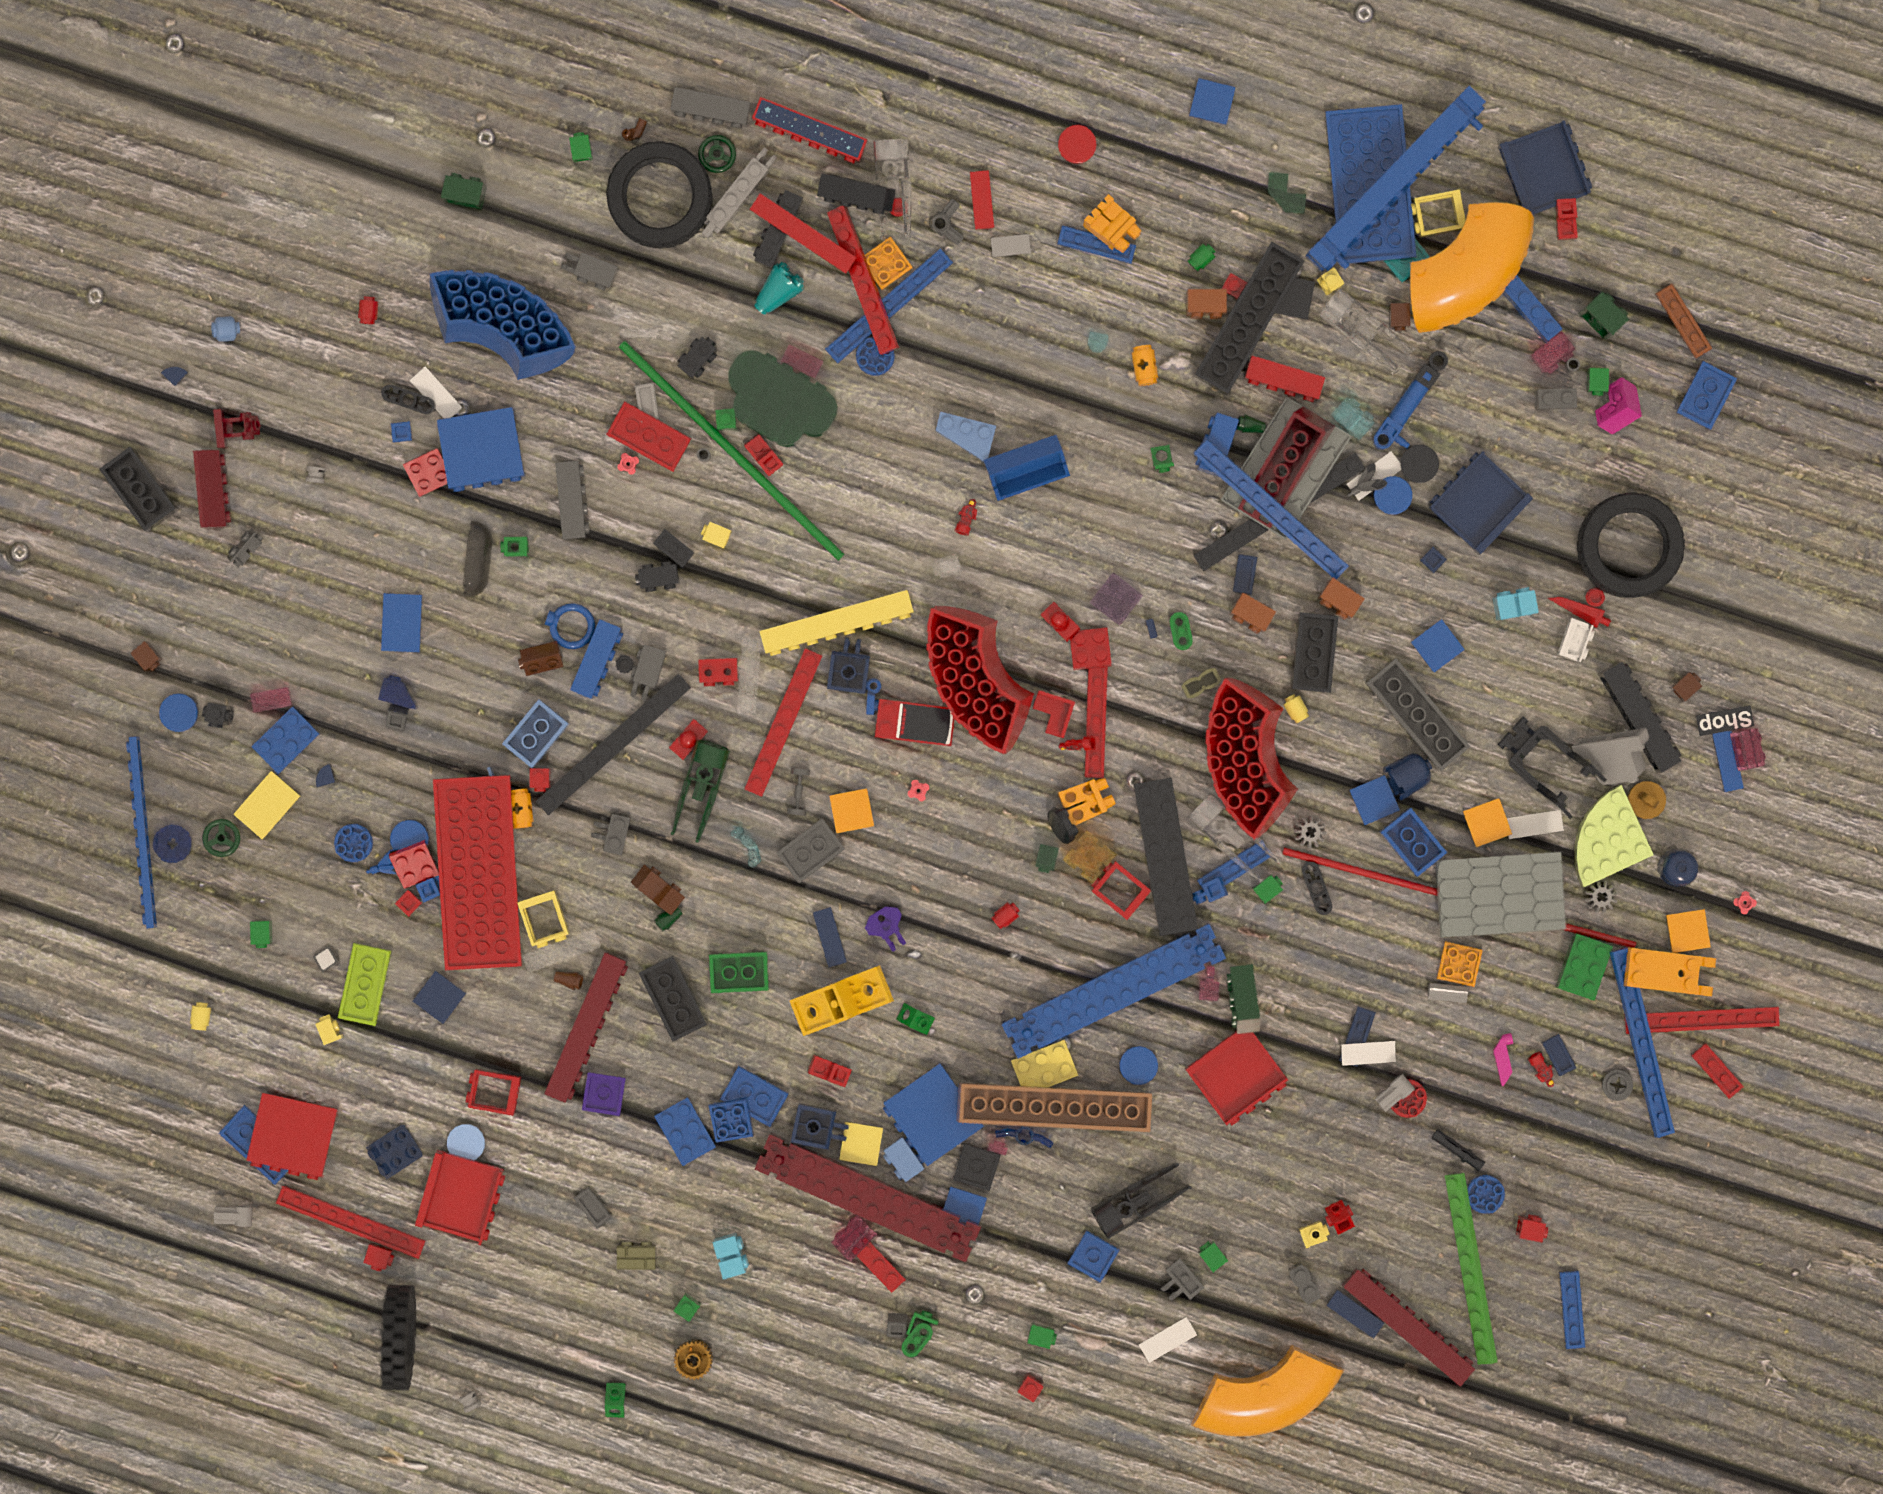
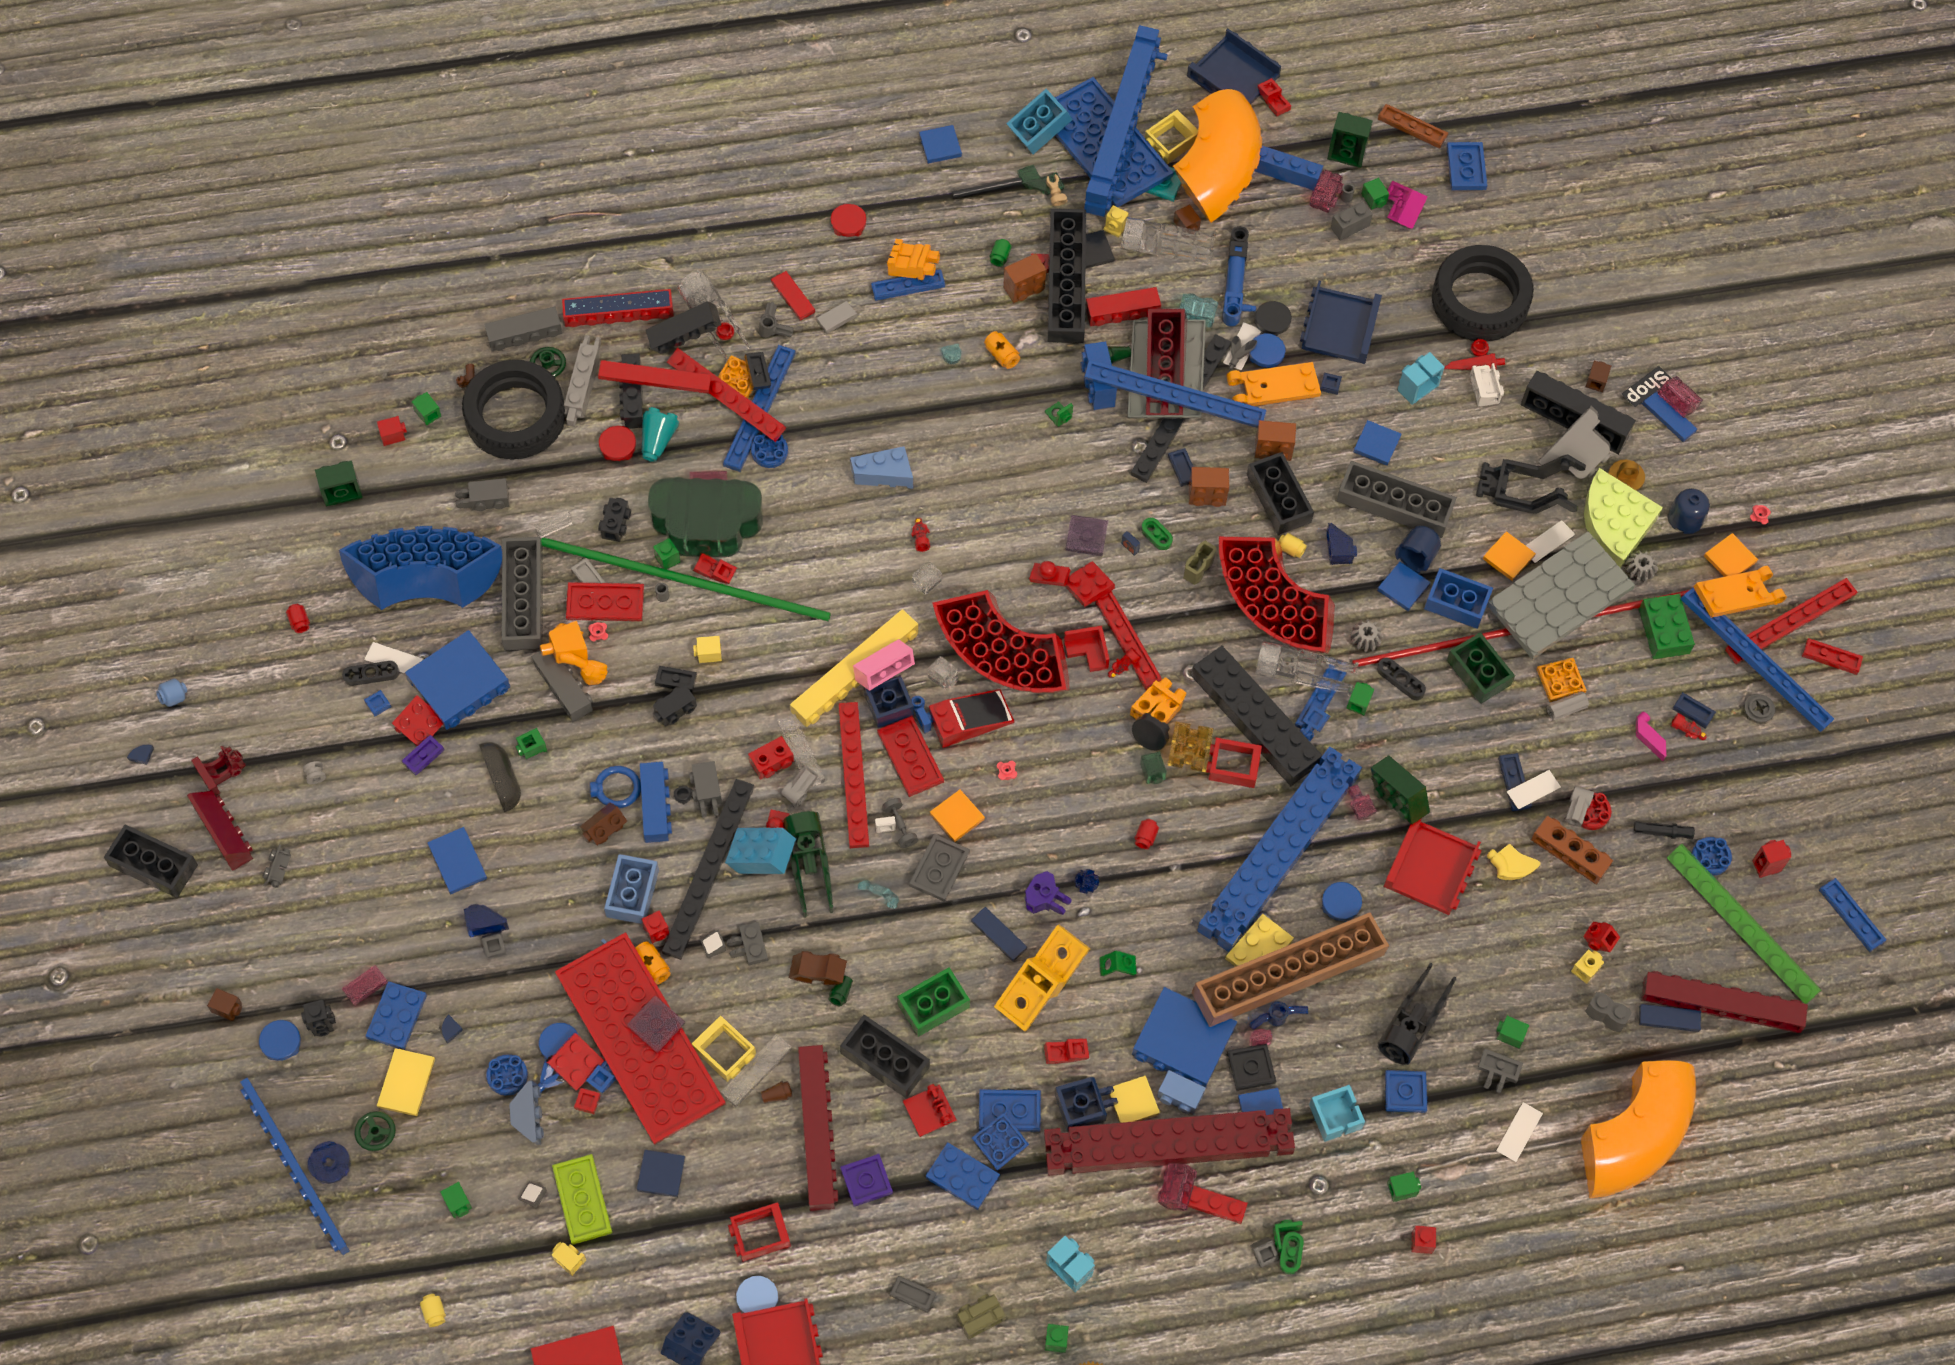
camera: 25 degrees left, 25 degrees down
(352, 890) = (526, 1112): none -> sand blue slope
(417, 506) = (423, 755): none -> dark purple plate
(494, 872) = (656, 1024): none -> plate
(538, 155) = (391, 430): none -> red brick
(577, 392) = (522, 593): none -> dark grey brick
(582, 817) = (713, 944): none -> slope
(590, 478) = (570, 648): none -> light orange torso
(661, 760) = (760, 850): none -> dark azure brick
(687, 1061) = (929, 1110): none -> red hinge
(726, 713) = (797, 789): none -> light grey piece
(738, 277) = (617, 443): none -> red tile
(784, 786) = (885, 824): none -> white tile
(842, 731) = (910, 756): none -> red tile
(859, 639) = (883, 664): none -> bright pink brick
(903, 271) = (757, 370): none -> black plate
(912, 669) = (943, 673): none -> clear brick
(929, 932) = (1087, 881): none -> clear blue gear
(1021, 1246) = (1334, 1113): none -> medium azure piece
(1026, 467) = (949, 465): blue piece -> none
(1230, 175) = (987, 187): none -> black bar
(1291, 218) = (1057, 198): none -> tan piece
(1307, 1108) = (1511, 863): none -> light yellow arm
(1316, 135) = (1039, 121): none -> dark azure brick
(1339, 732) = (1339, 546): none -> clear blue slope
(1373, 1155) = (1575, 859): none -> dark orange brick
(1388, 536) = (1282, 383): none -> light orange hinge
(1390, 919) = (1480, 668): none -> dark green brick

